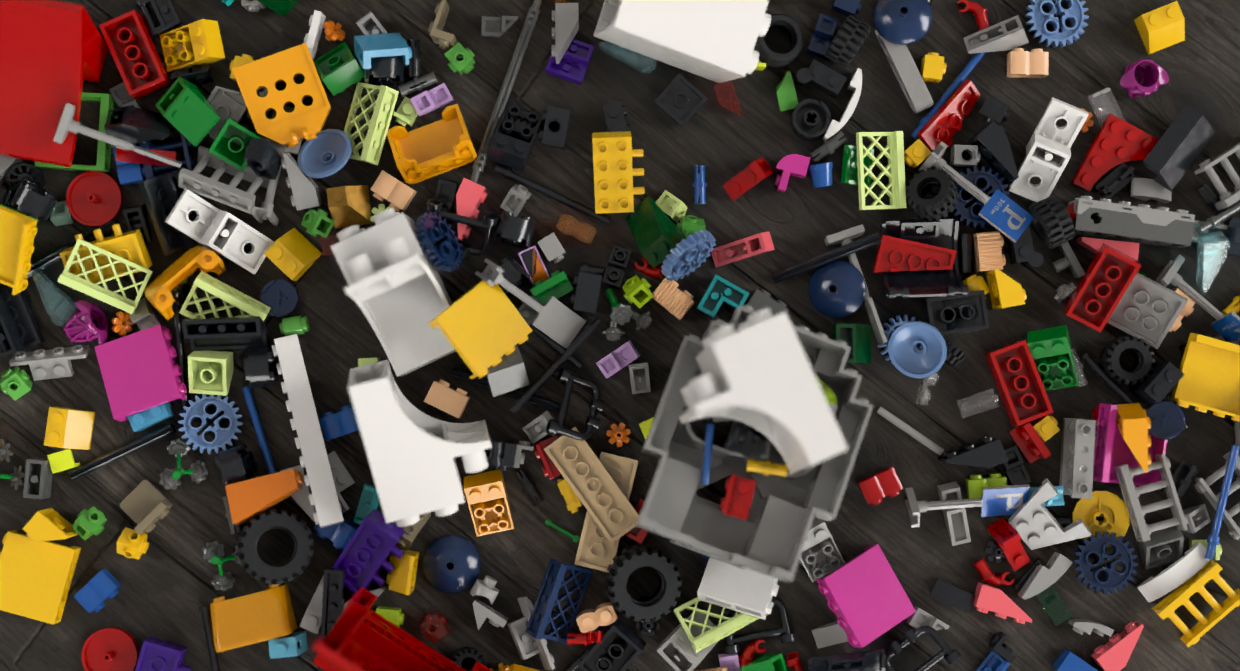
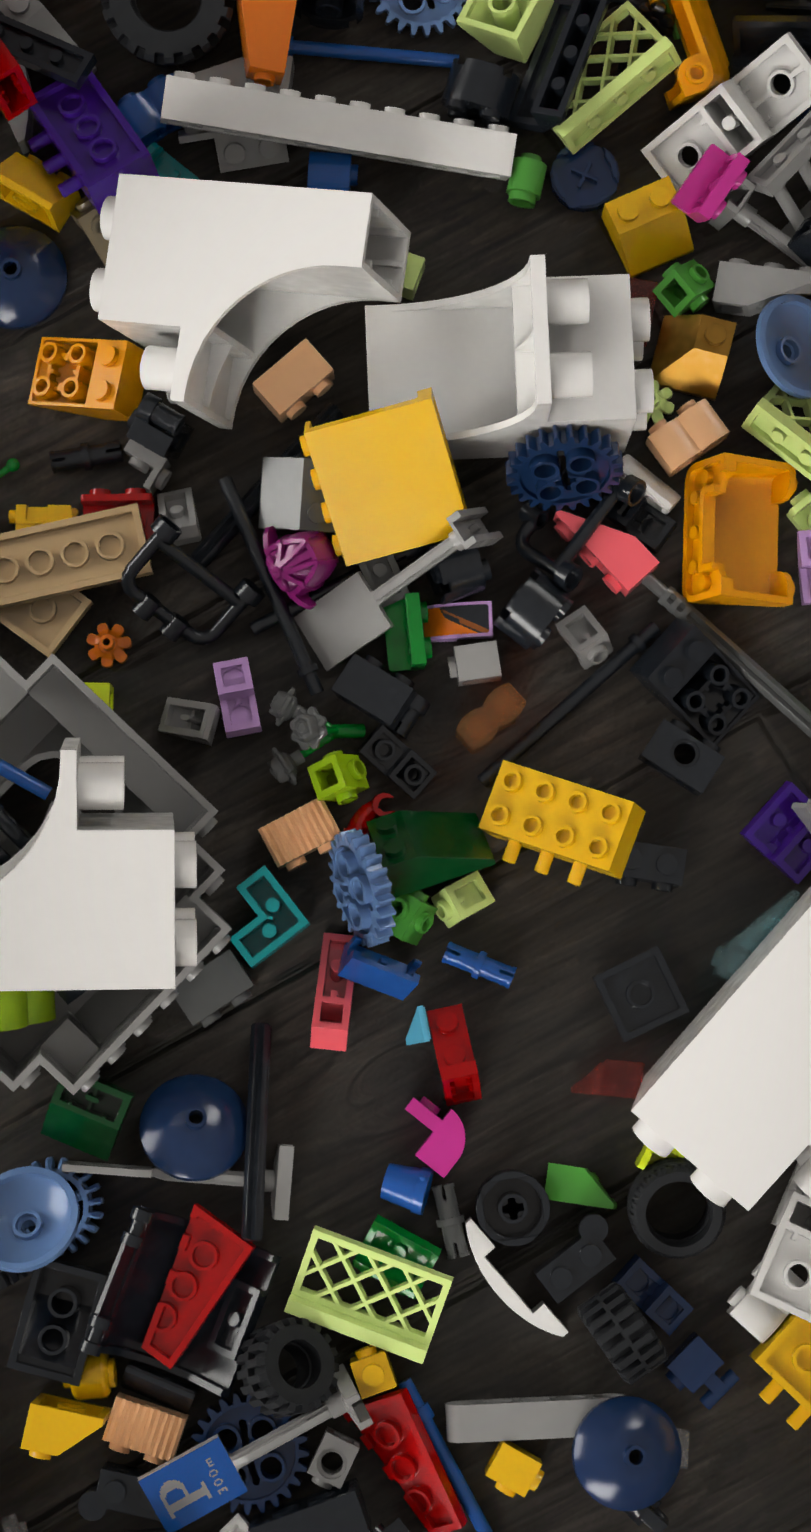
camera: 115 degrees right, 5 degrees down
(260, 229) = (709, 183): none -> dark pink bracket
(428, 192) = (657, 492): none -> white slope
(539, 355) = (299, 562): none -> magenta piece
(723, 232) = (378, 970): none -> blue hinge
(742, 201) = (419, 1028): none -> medium azure slope

